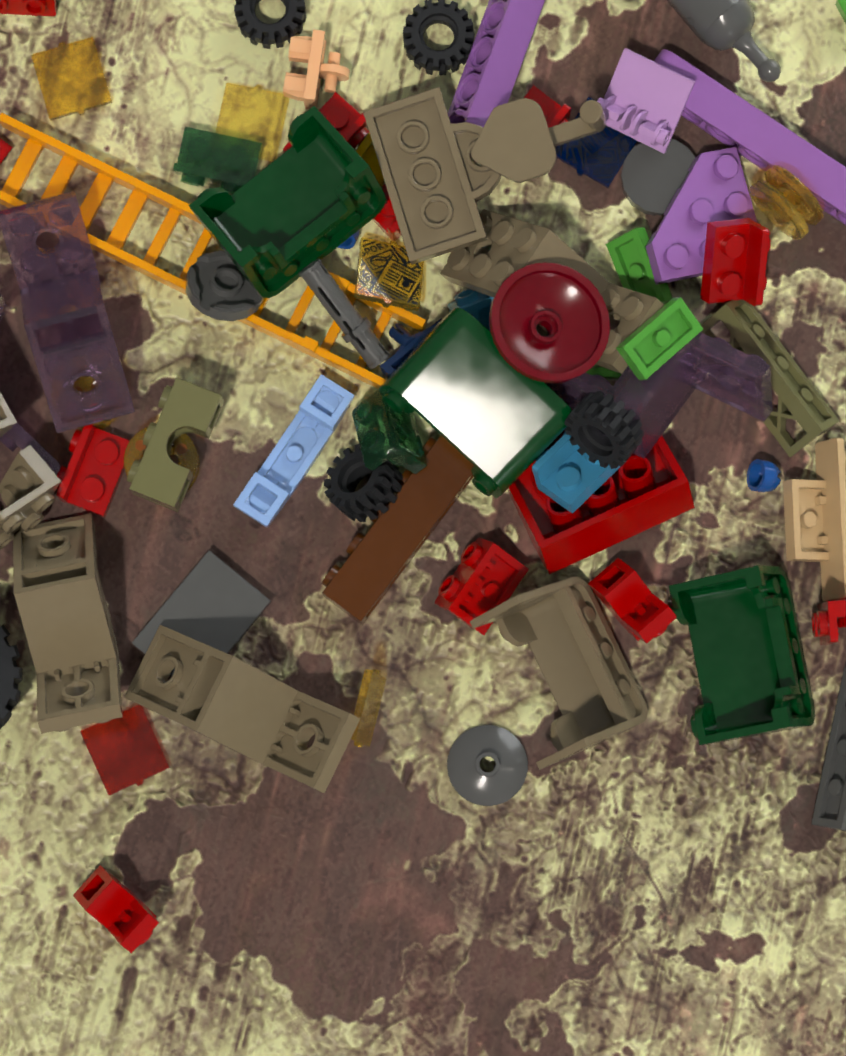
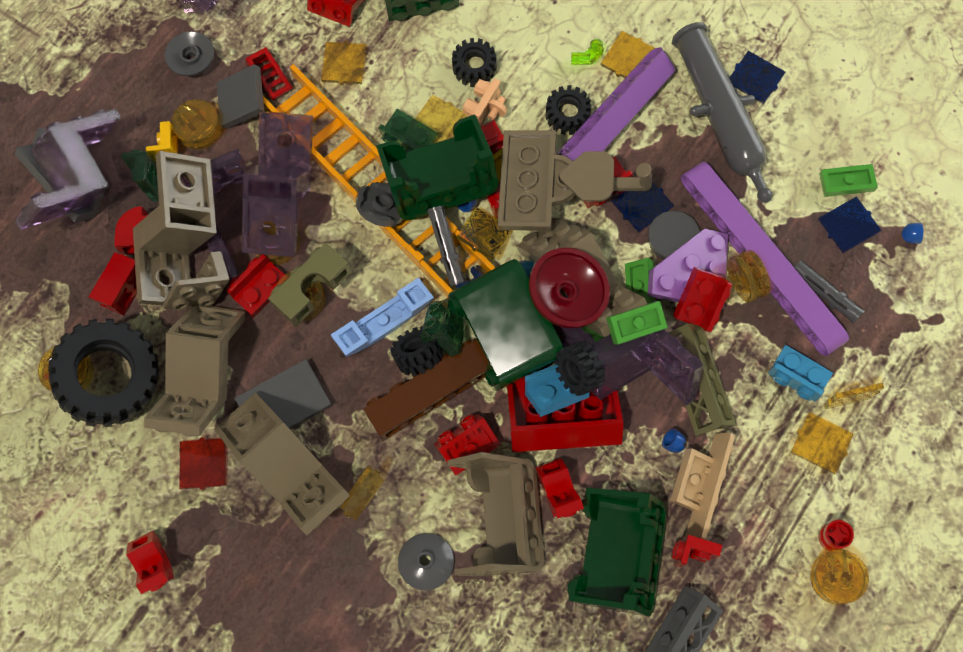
camera: 20 degrees right, 10 degrees down
(645, 100) = (680, 185): lavender hinge -> none

